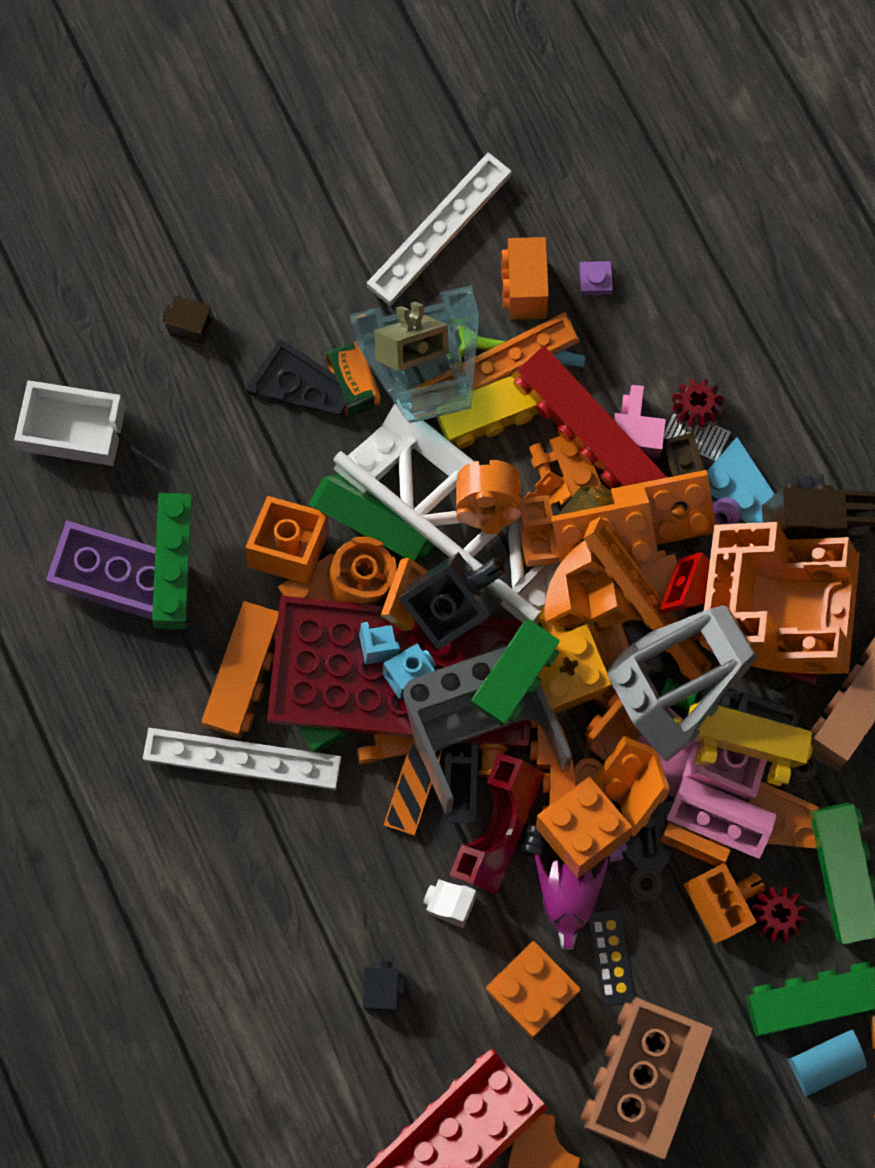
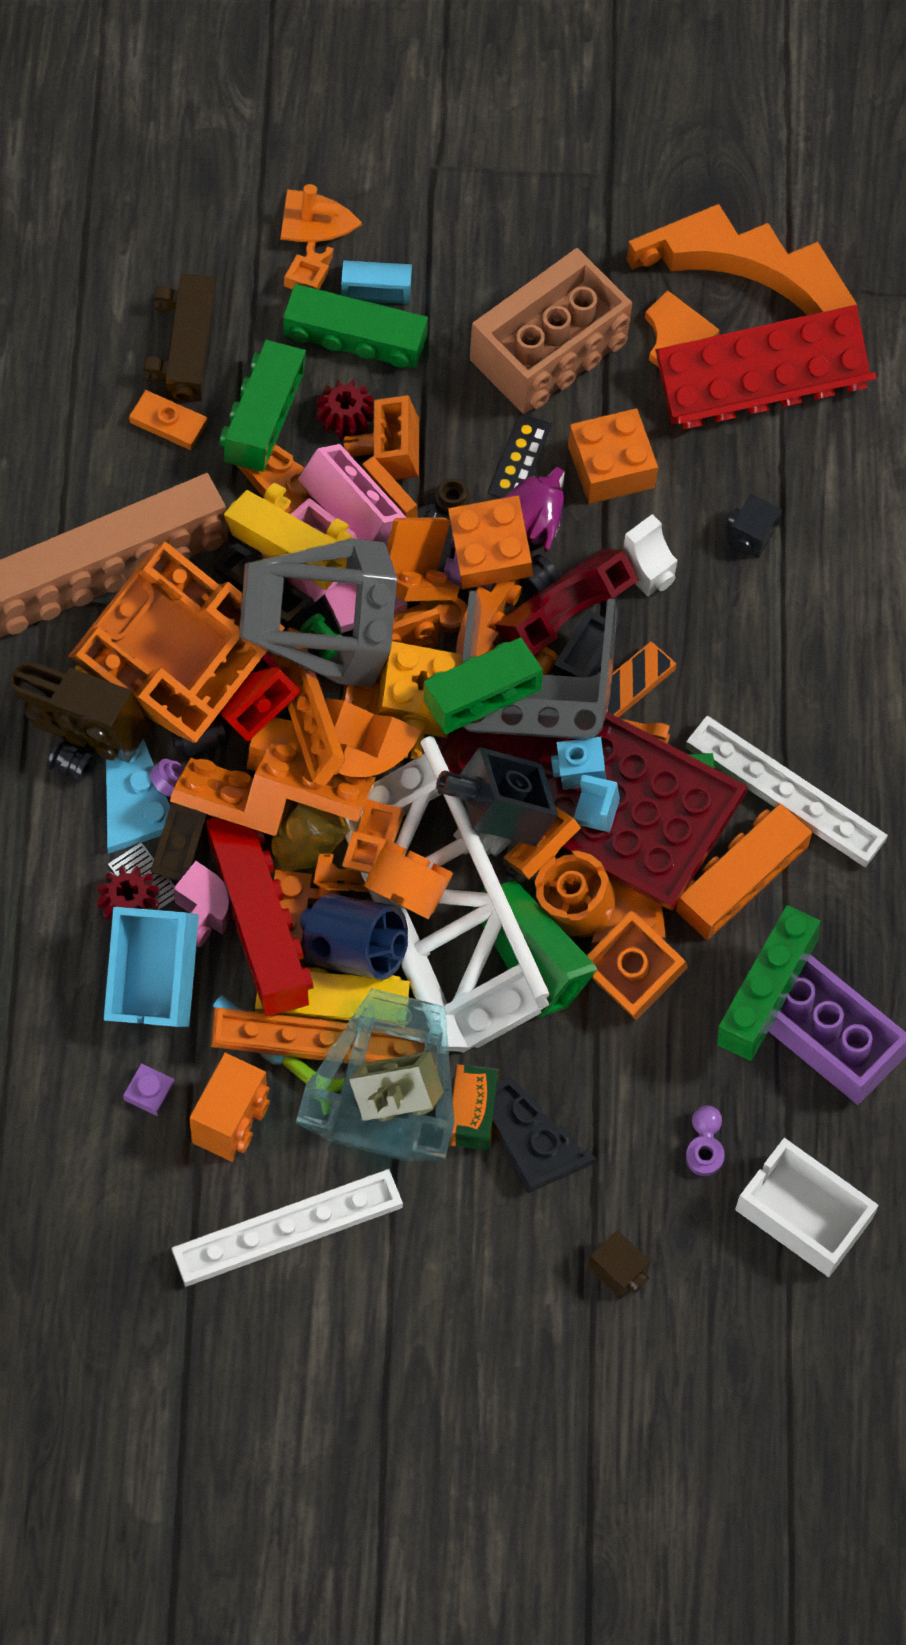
camera: 160 degrees left, 10 degrees down
(176, 458) = (706, 1122): none -> medium lavender plate
(510, 438) = (354, 936): none -> dark blue cylinder
(648, 349) = (151, 967): none -> medium azure piece

